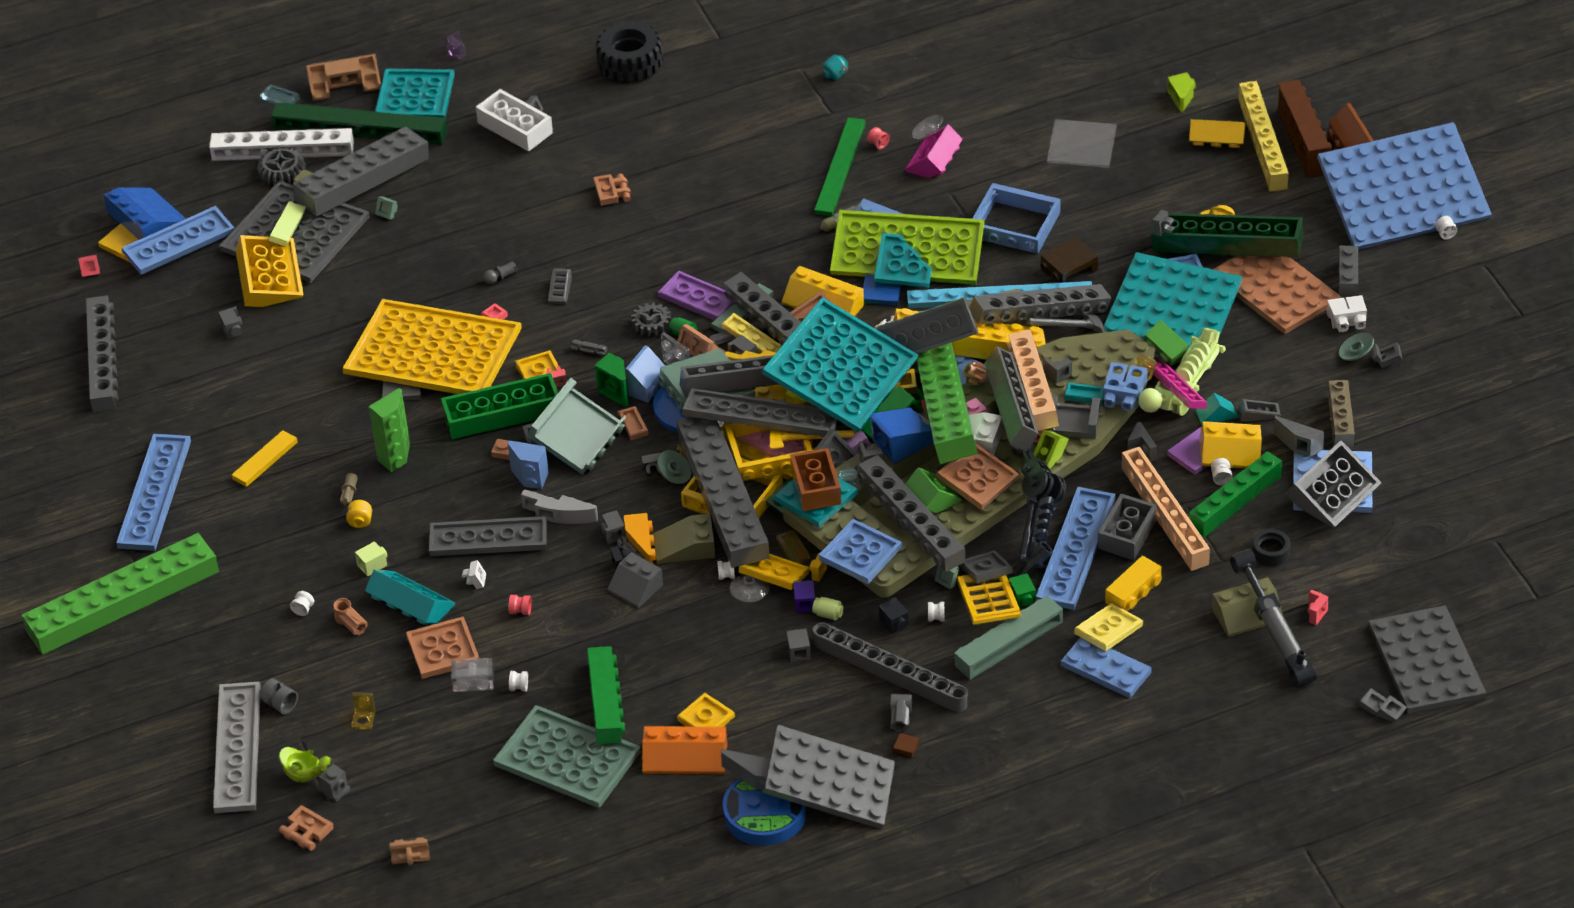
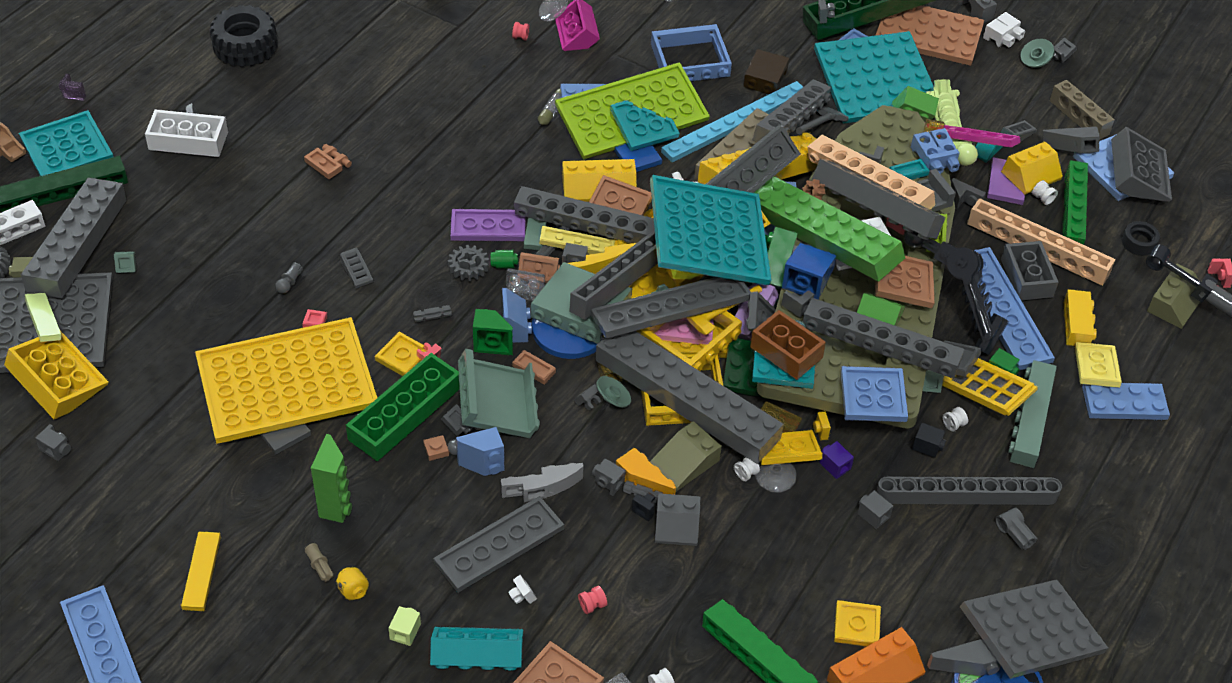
camera: 40 degrees left, 5 degrees up
(827, 608) = (866, 461): yellowish green brick -> none
(840, 167) = (509, 67): green tile -> none
(906, 745) = (1048, 558): reddish brown tile -> none

